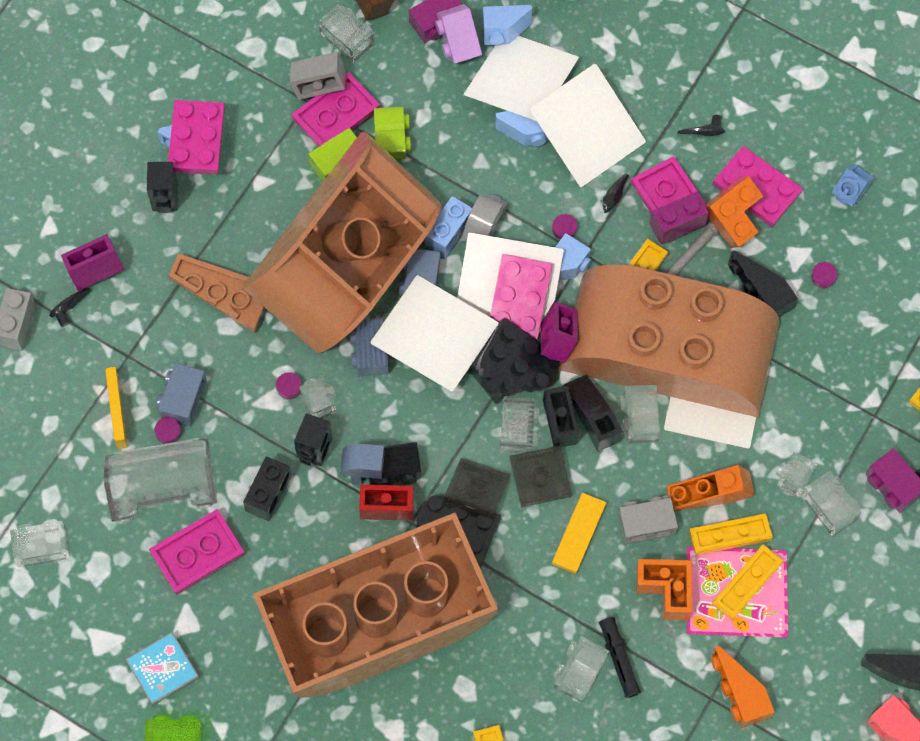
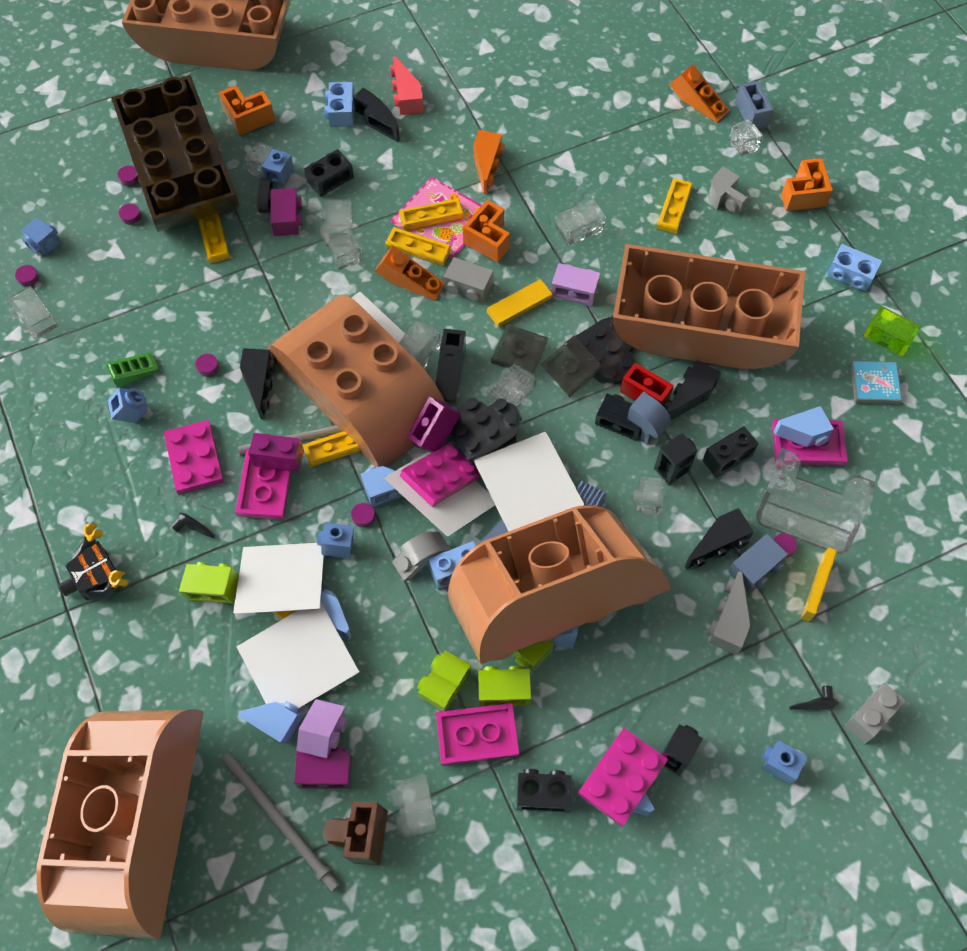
camera: 145 degrees left, 5 degrees down
(40, 543) = (933, 515): clear brick -> none
(72, 231) = (783, 762): none -> medium blue brick
(92, 262) = (780, 720): magenta brick -> none
(175, 325) = (734, 620): none -> light grey slope
(205, 549) = (805, 428): none -> light blue slope
(218, 288) = (673, 631): nougat wing -> none
(228, 401) = (726, 533): none -> black slope
(250, 95) = (544, 799): none -> black brick
(288, 385) = (665, 523): magenta piece -> none
(317, 75) = (472, 773): light grey brick -> none
(341, 532) = (696, 389): none -> black slope
(535, 586) = (575, 284): none -> lavender brick
(561, 416) = (477, 372): black brick -> none
(565, 183) = (336, 540): none -> medium blue brick
(614, 193) = (304, 518): black bar -> none
(619, 656) = (547, 224): black pin -> none
(642, 87) = (209, 583): none -> lime brick
(728, 213) = (228, 437): orange brick -> none
(745, 39) = (92, 569): none -> torso
(889, 557) = (329, 173): none -> black brick
(894, 213) = (129, 377): none -> bright green slope

